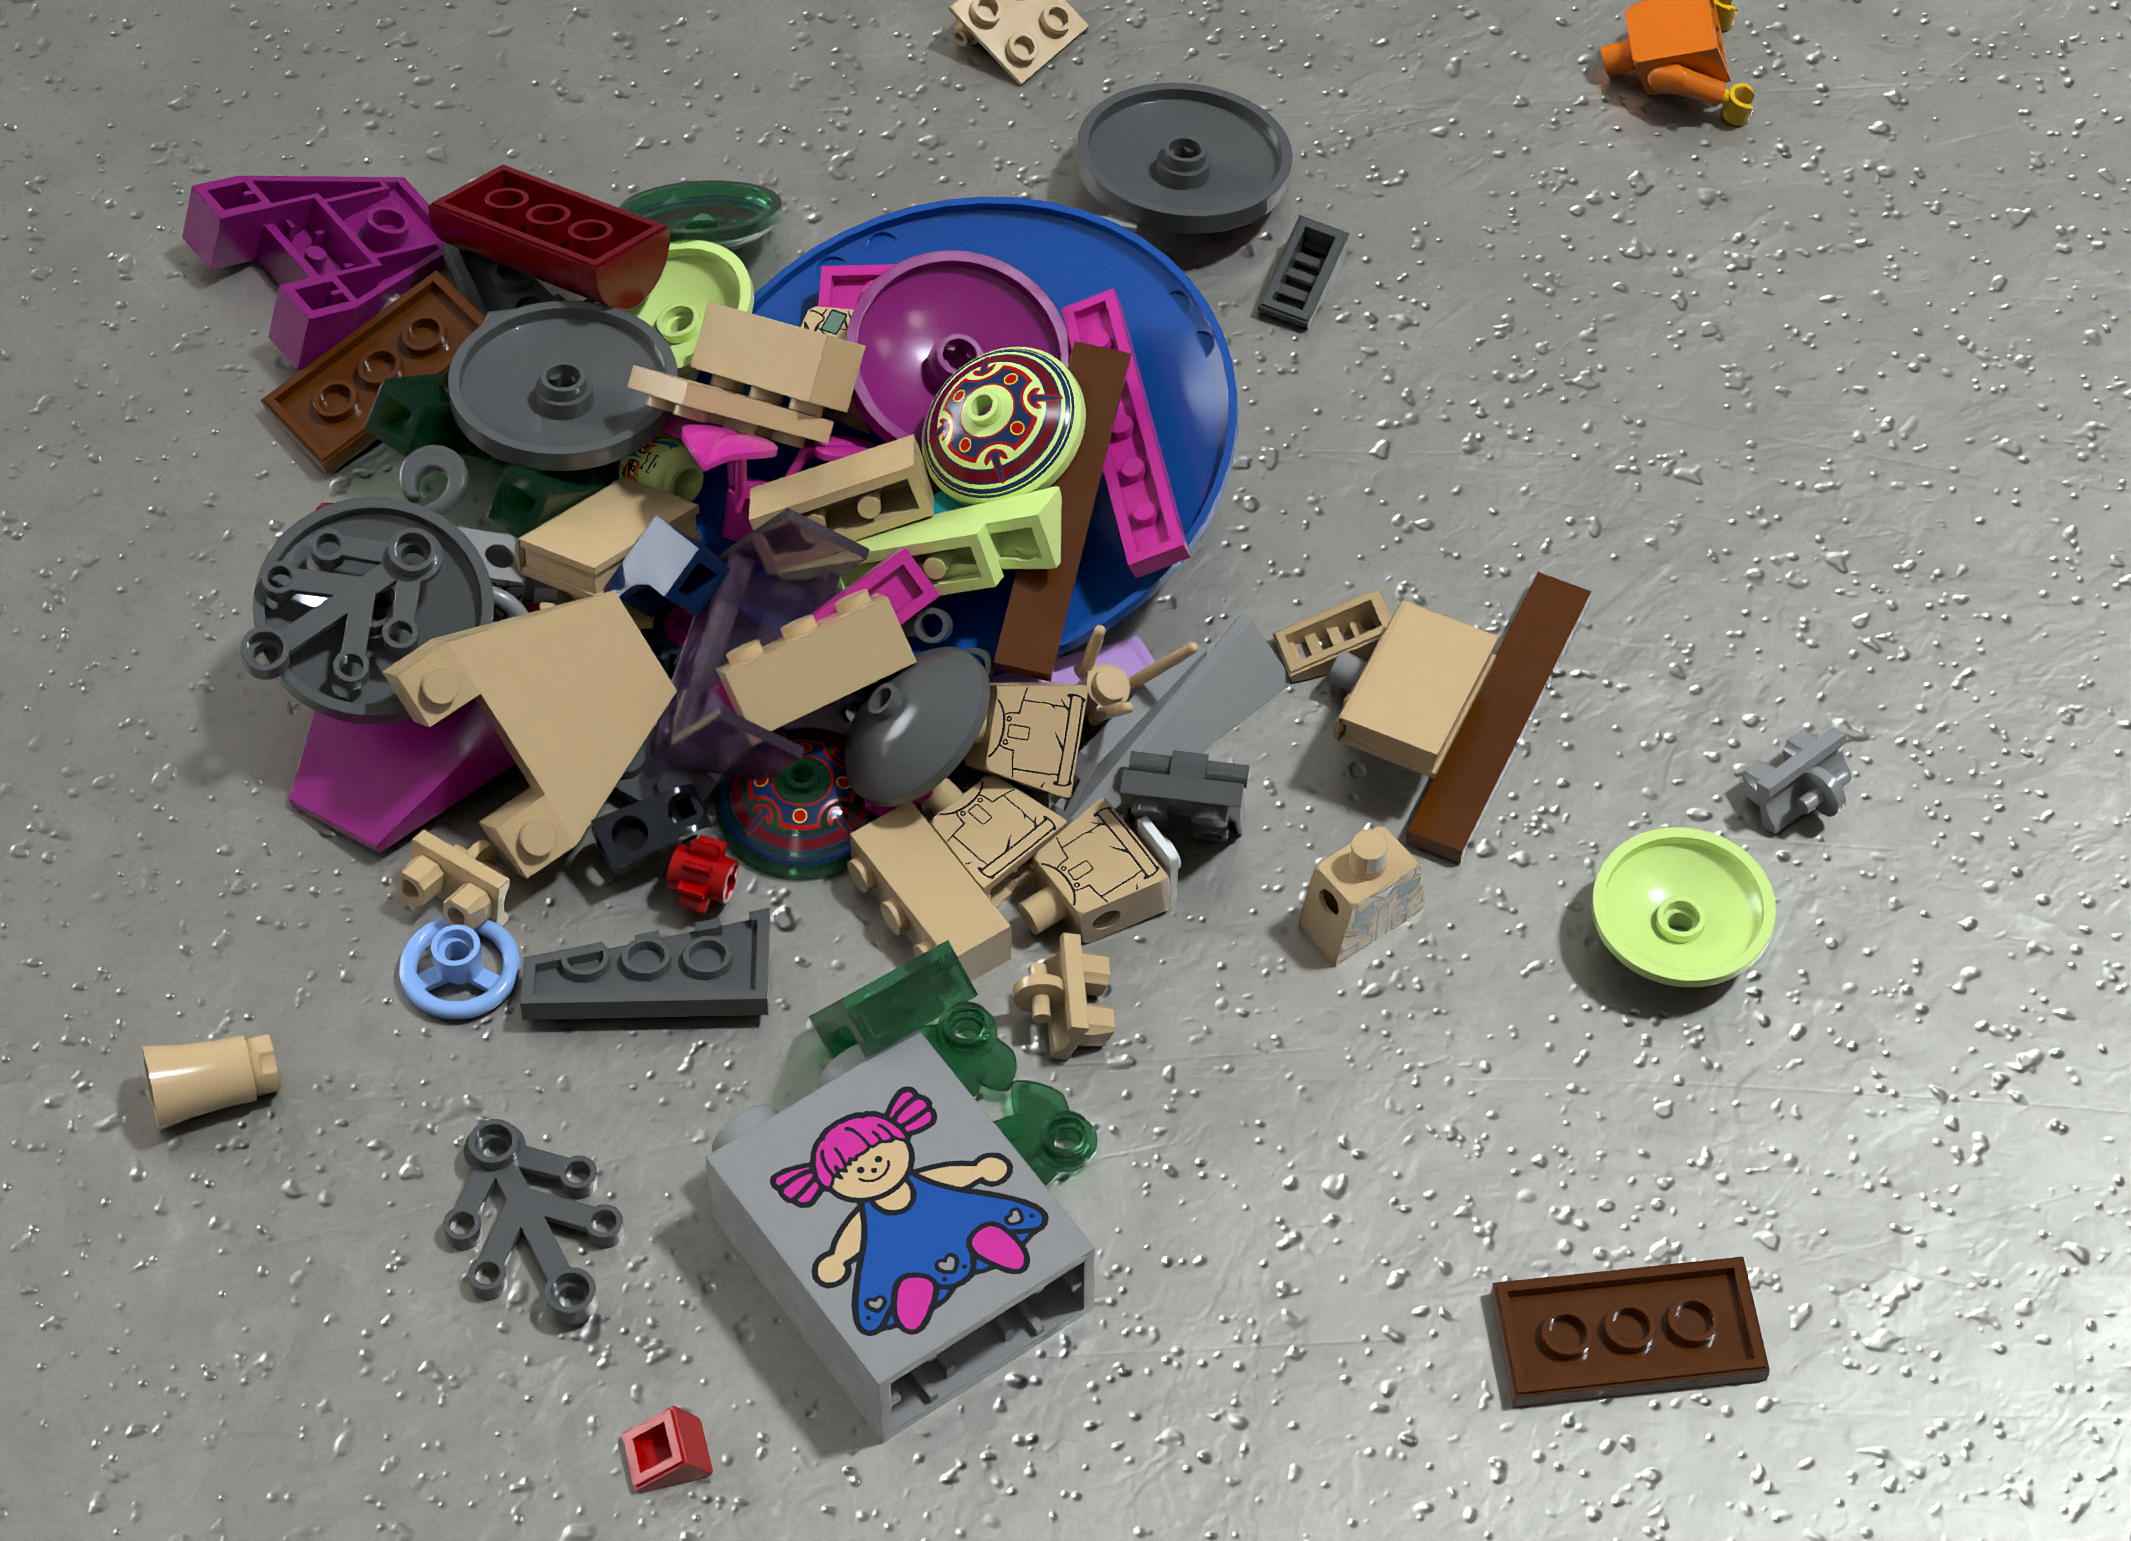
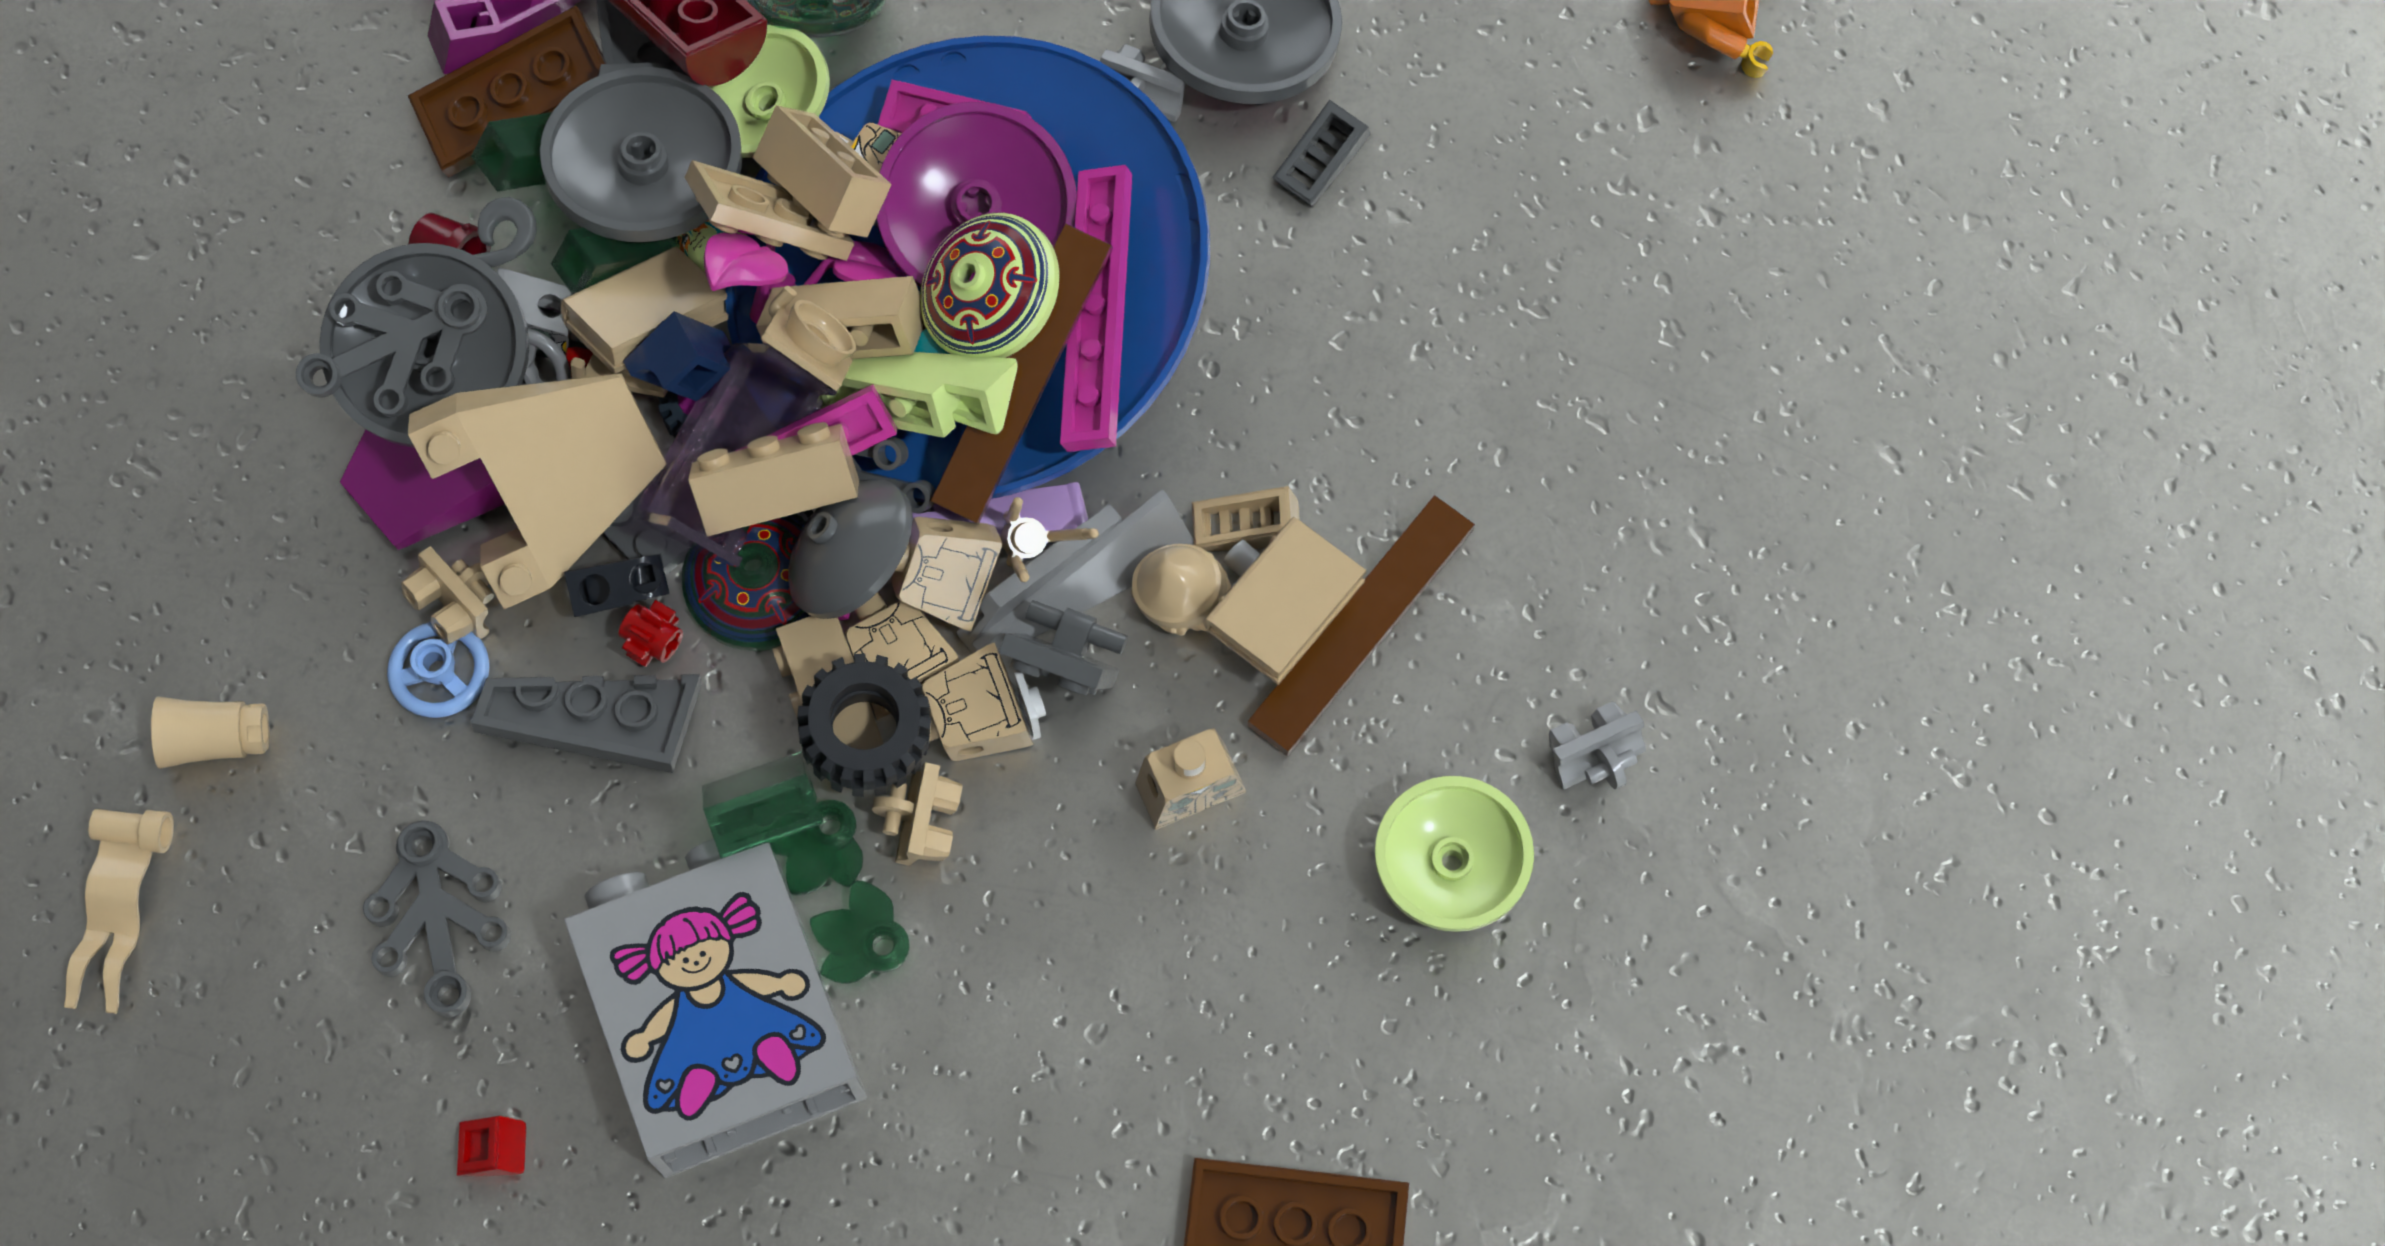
camera: 15 degrees right, 15 degrees up
(139, 1274) = (114, 894): none -> tan flag
(821, 502) = (810, 338): none -> tan hat
(998, 857) = (854, 684): none -> black tyre
(1288, 712) = (1179, 587): none -> tan hair

